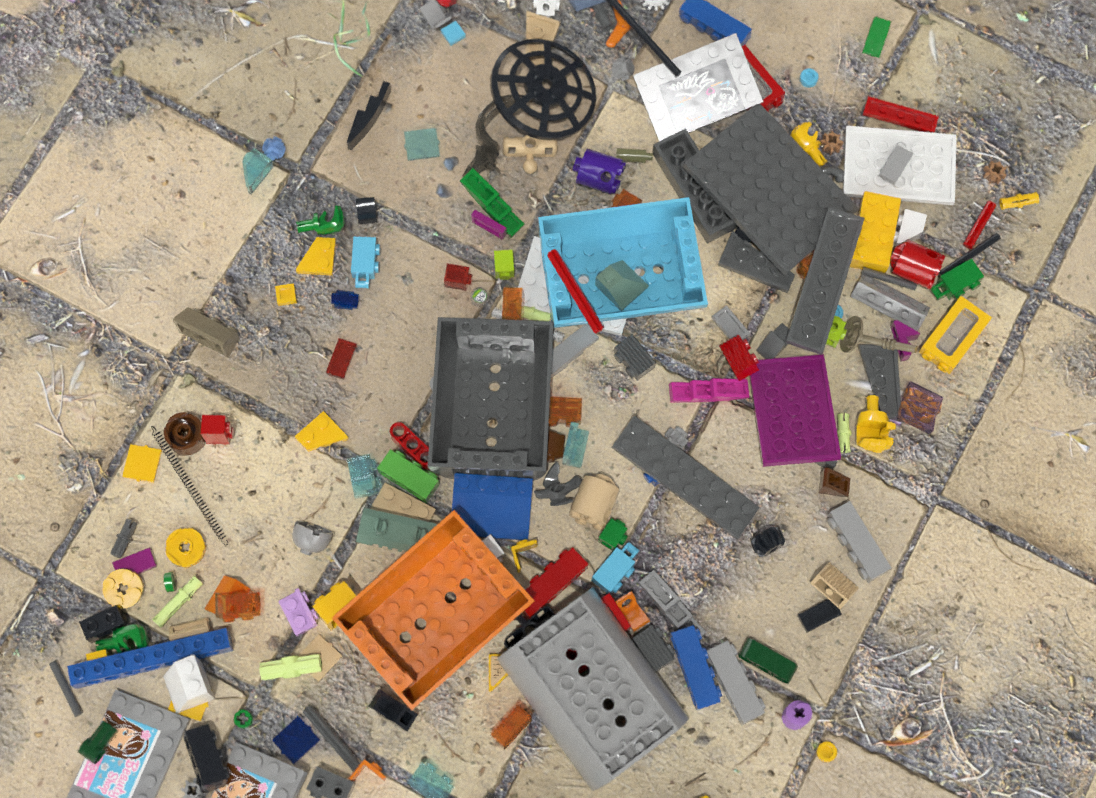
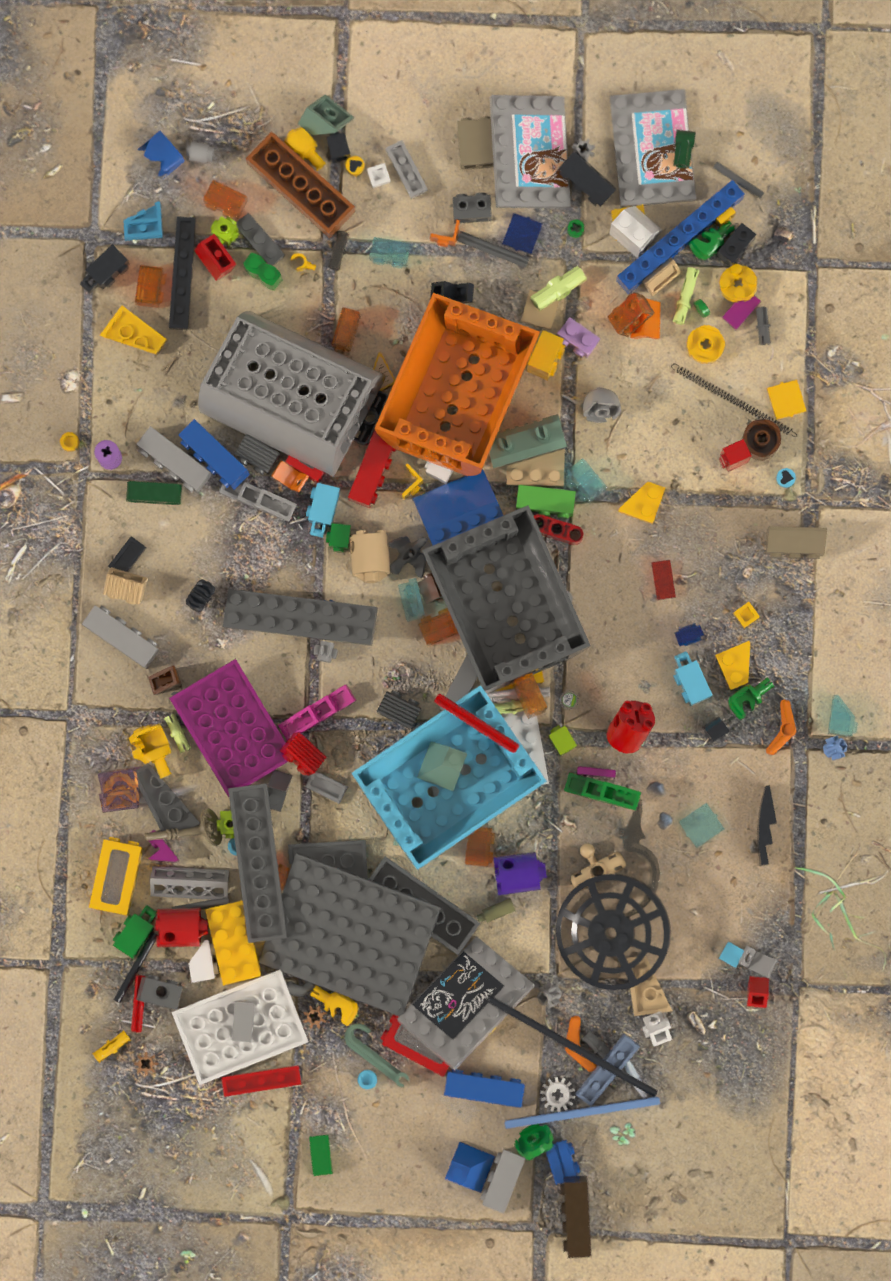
camera: 160 degrees right, 10 degrees up
(183, 394) = (785, 478): none -> medium azure tile
(305, 182) = (787, 728): none -> orange piece
(438, 240) = (630, 726): none -> red cylinder
(457, 277) = (598, 707): clear red brick -> none
(795, 90) = (371, 1056): none -> sand green piece
(954, 212) = (171, 994): none -> dark grey brick

